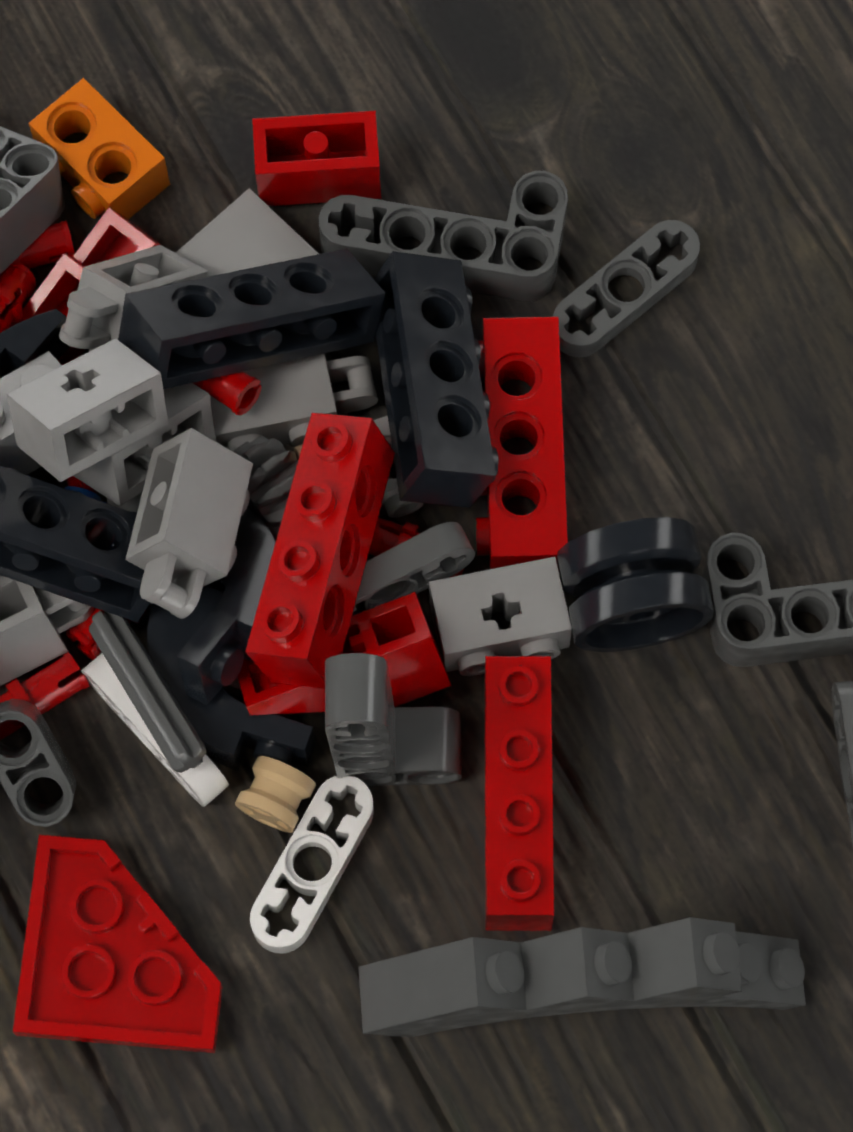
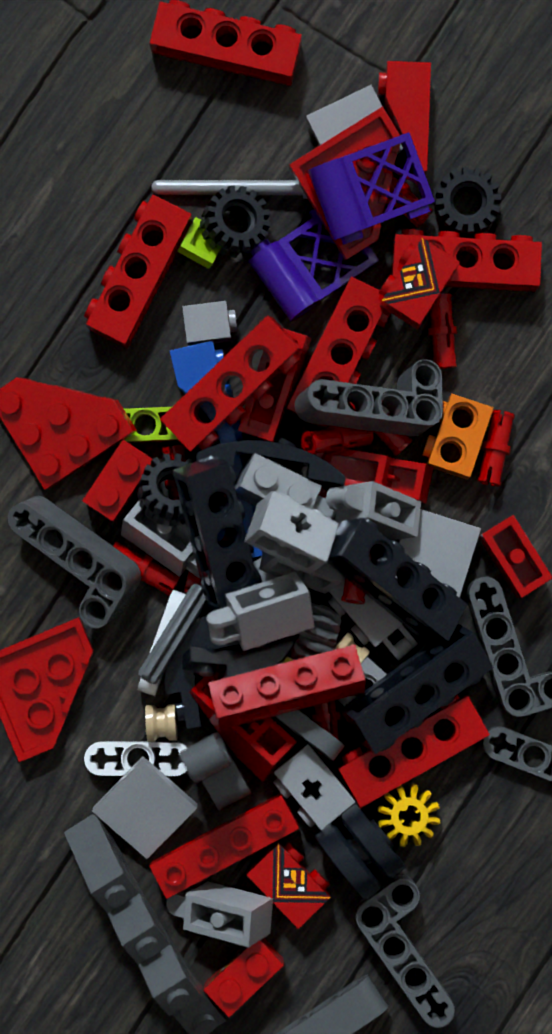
camera: 65 degrees right, 15 degrees up
(150, 116) = (496, 448): none -> red pin
(393, 884) = (144, 807): none -> light grey tile
(614, 478) = (415, 825): none -> yellow gear
(621, 843) = (223, 913): none -> light grey brick
(630, 727) = (289, 883): none -> brick
(737, 863) = (243, 975): none -> red brick

